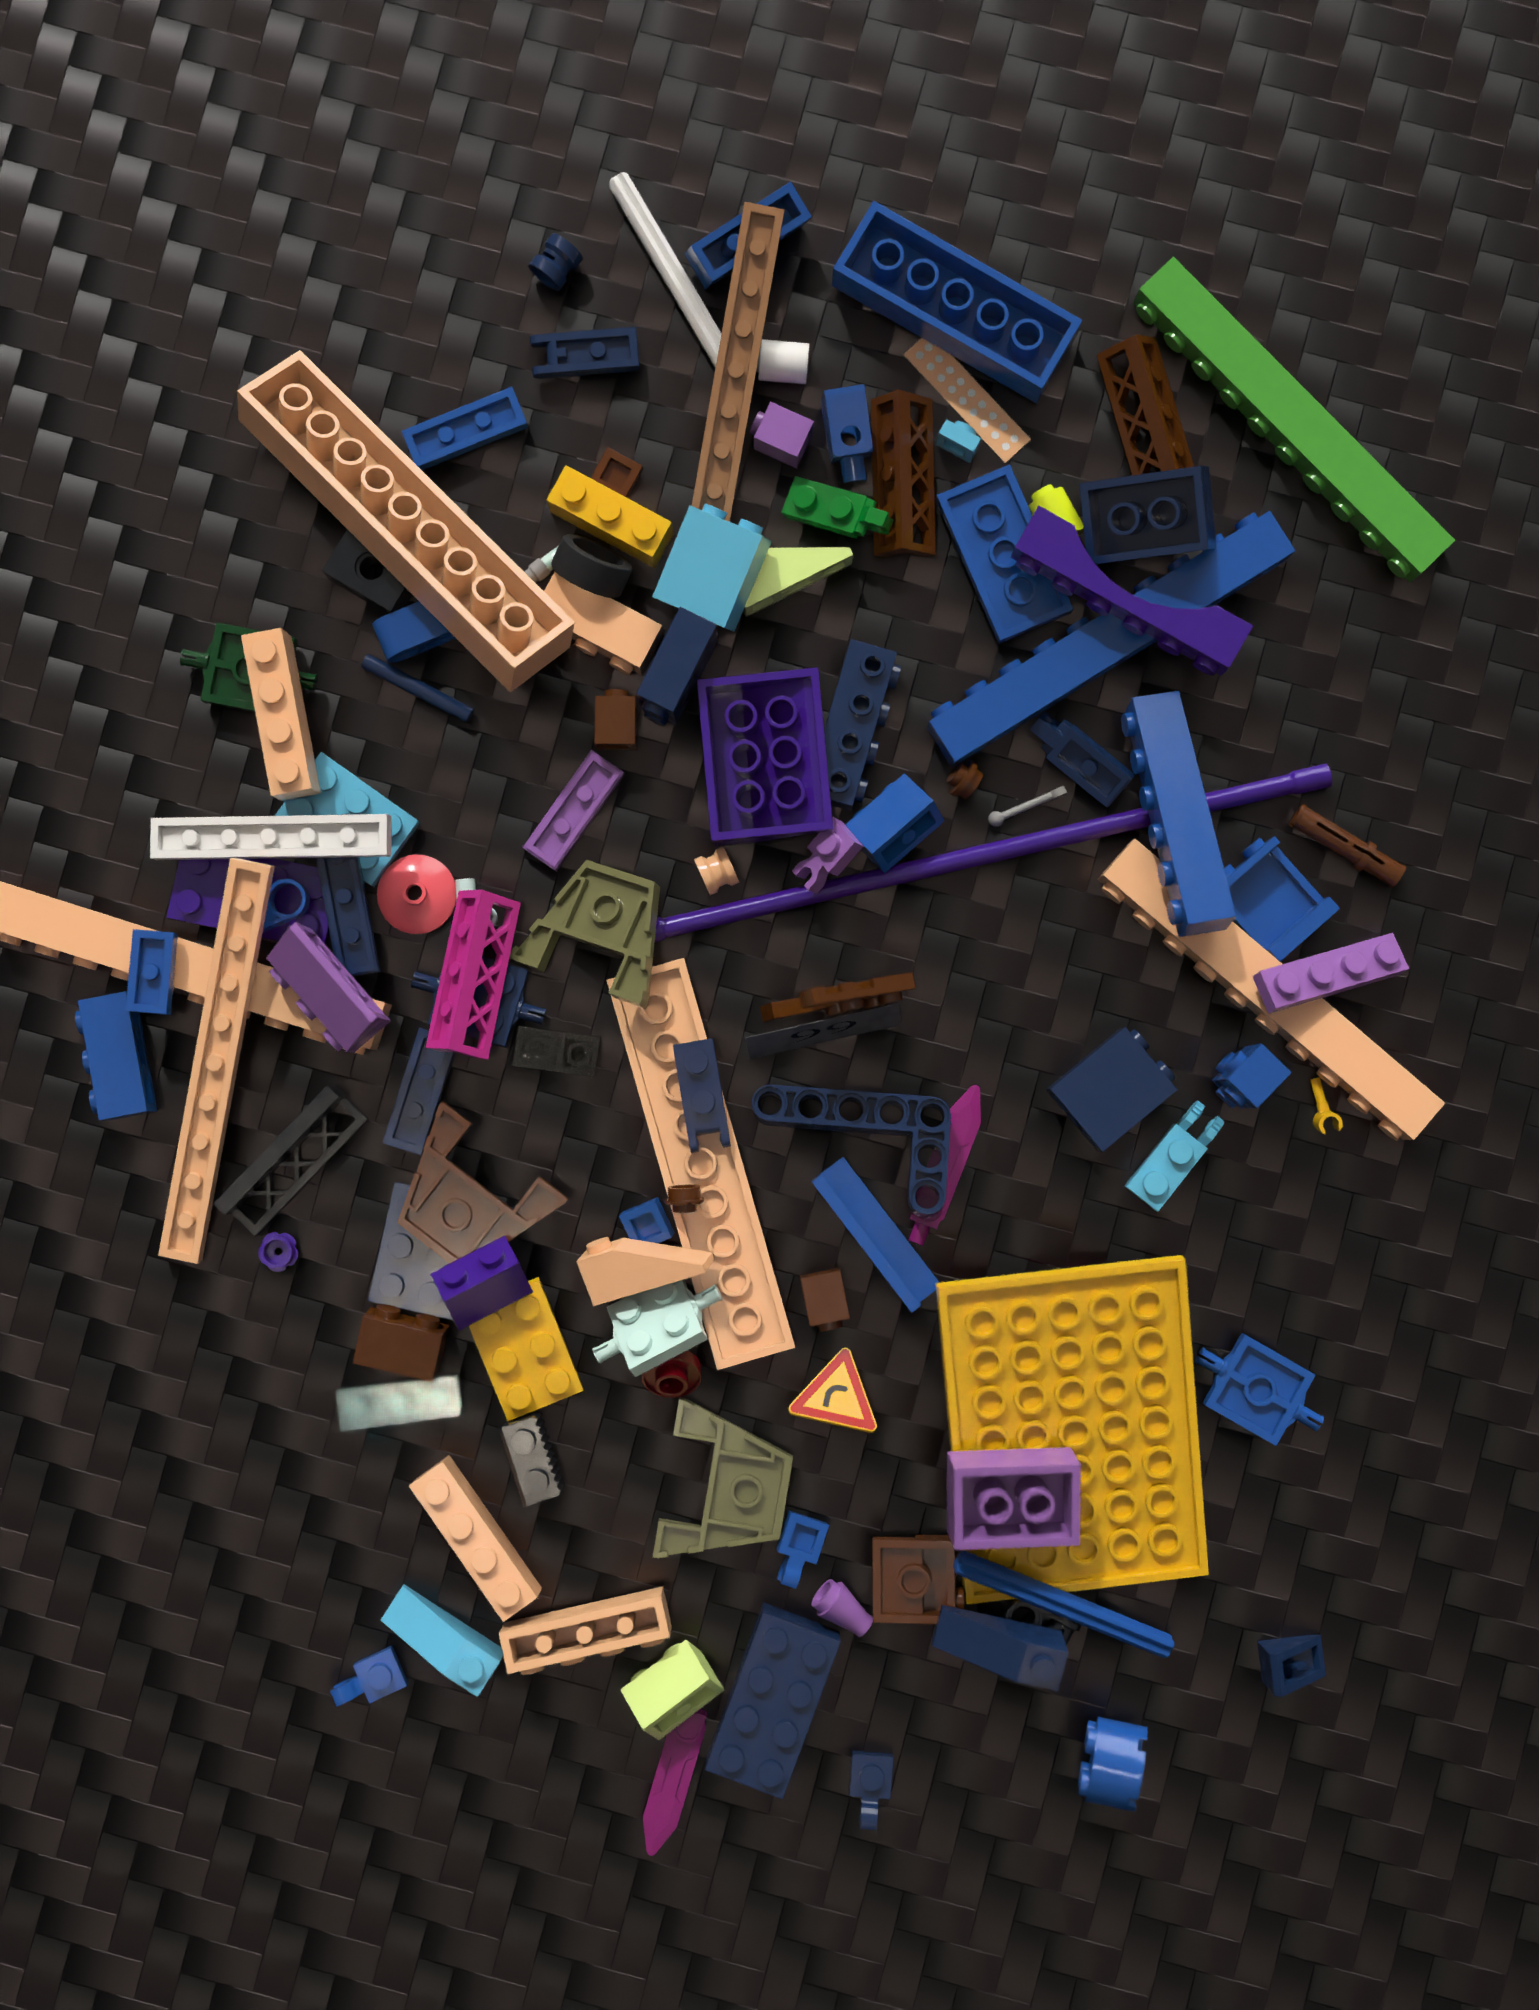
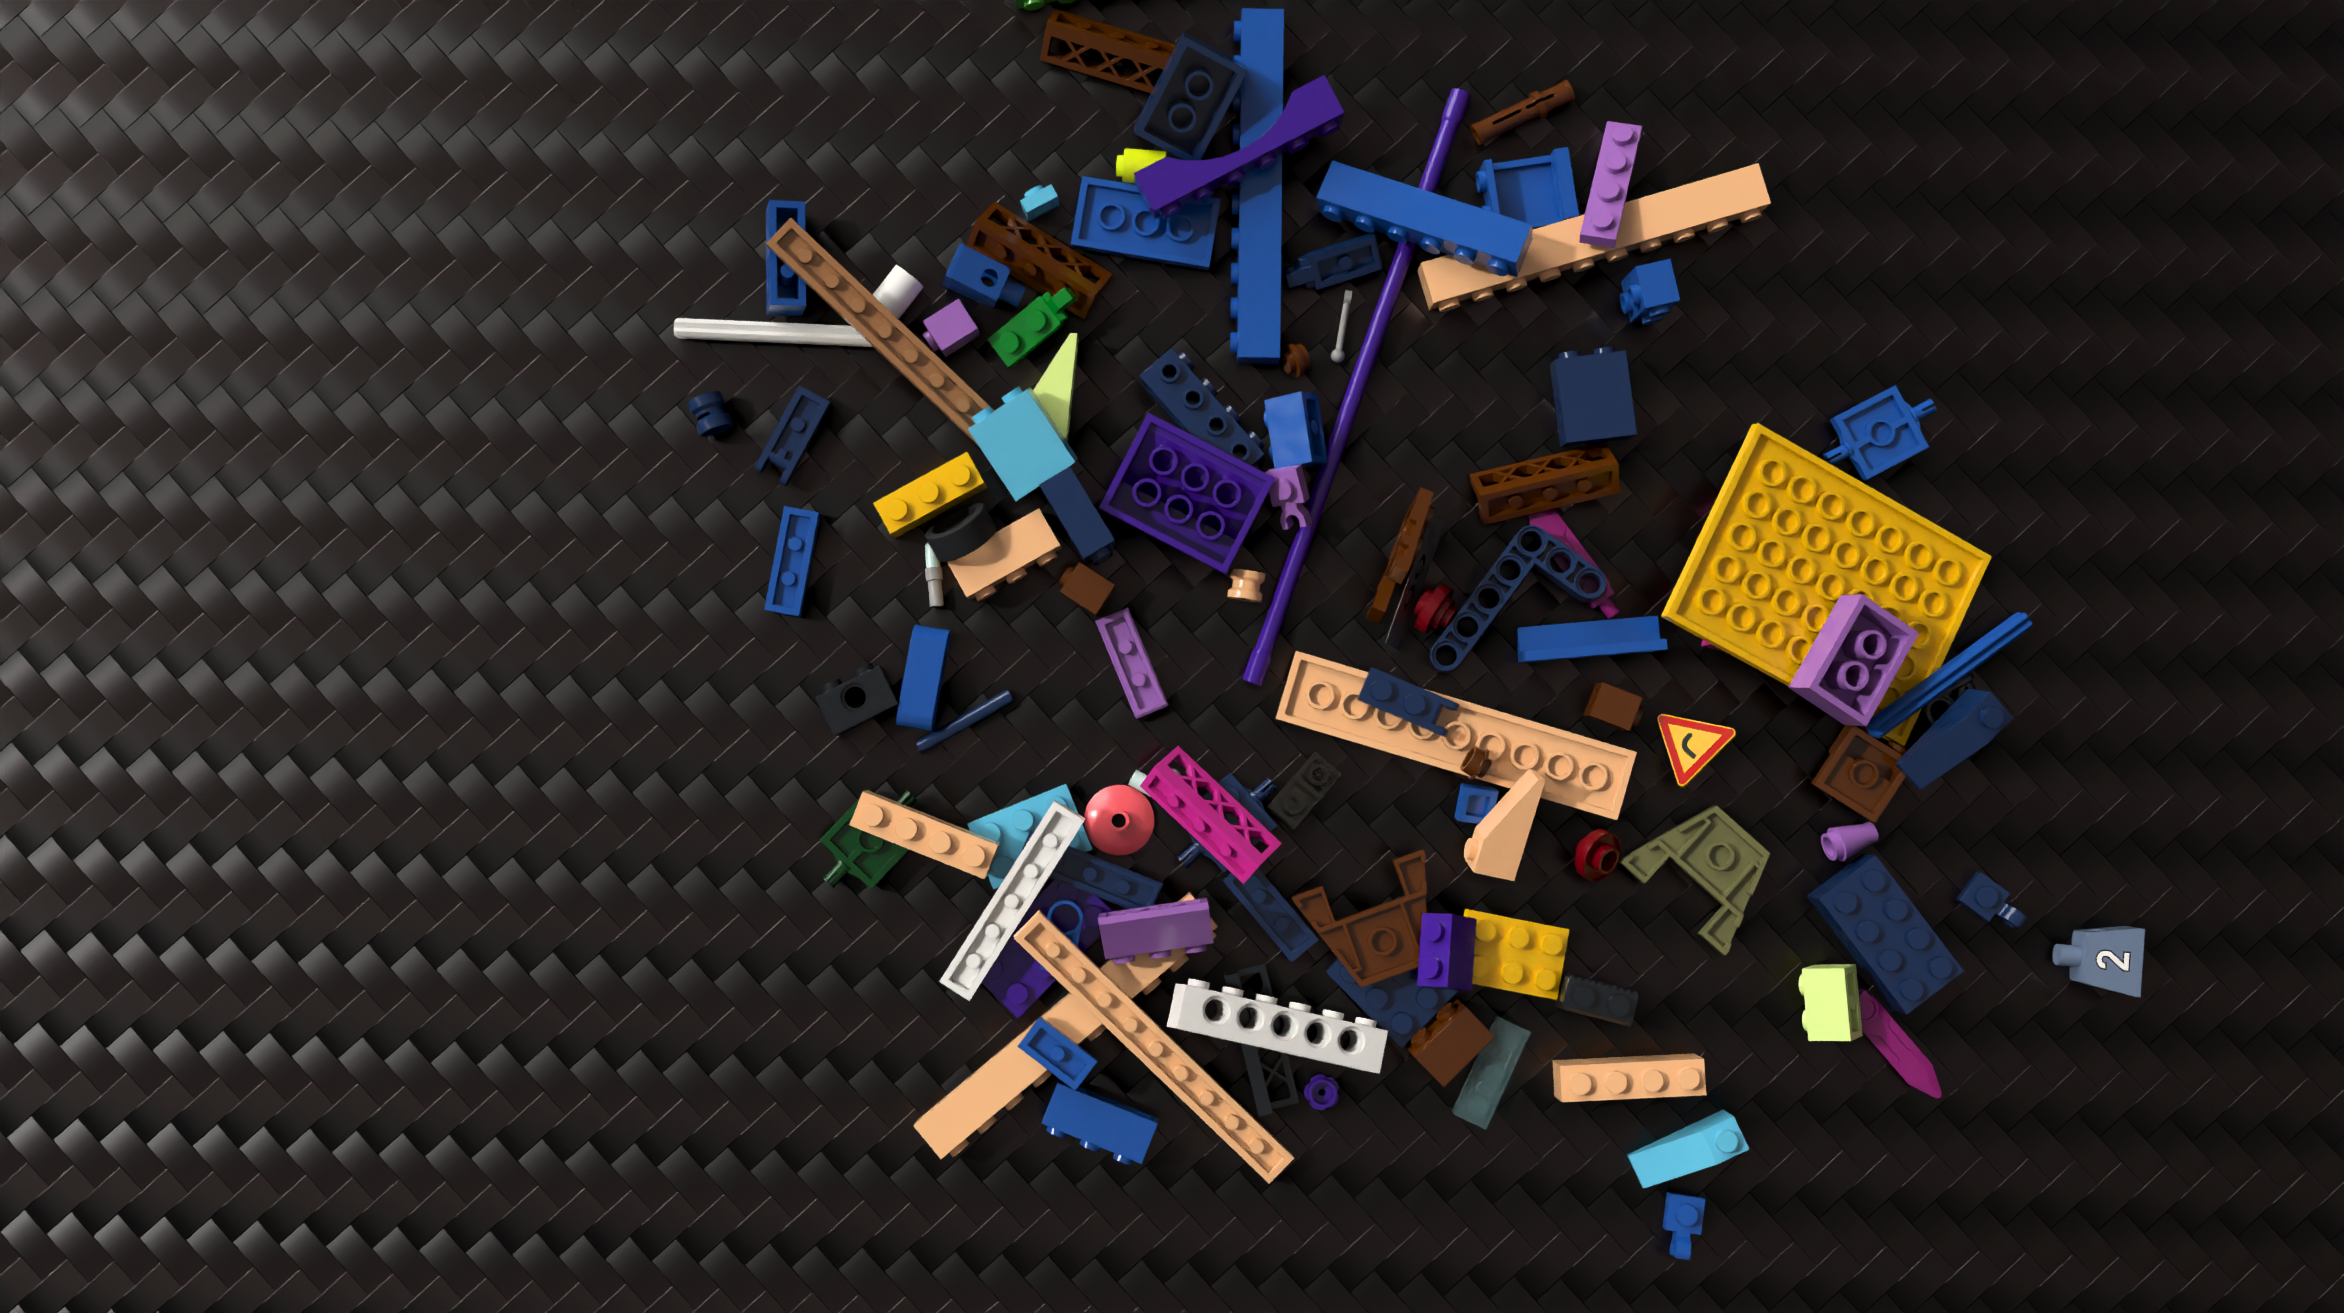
camera: 60 degrees left, 0 degrees up
(335, 1265) = (1363, 1052): none -> white brick
(405, 520) = (838, 648): light nougat brick -> none
(585, 1630) = (1749, 1038): light nougat brick -> none
(607, 912) = (1228, 684): olive wing -> none
(617, 472) = (899, 469): reddish brown plate -> none
(656, 1325) = (1558, 844): light aqua plate -> none
(800, 1542) = (1781, 840): blue plate -> none
(808, 1065) = (1435, 609): none -> dark red plate
(885, 1932) = (2105, 958): none -> sand blue torso
(955, 302) = (936, 137): blue brick -> none
(968, 398) = (1008, 175): light nougat sticker -> none
(997, 1098) = (1547, 486): none -> reddish brown fence
(1114, 1765) = (2087, 712): blue brick -> none
(1172, 1159) = (1670, 387): medium azure hinge -> none
(1291, 1663) = (2091, 538): dark blue slope -> none
(1323, 1108) = (1705, 255): yellow hand -> none

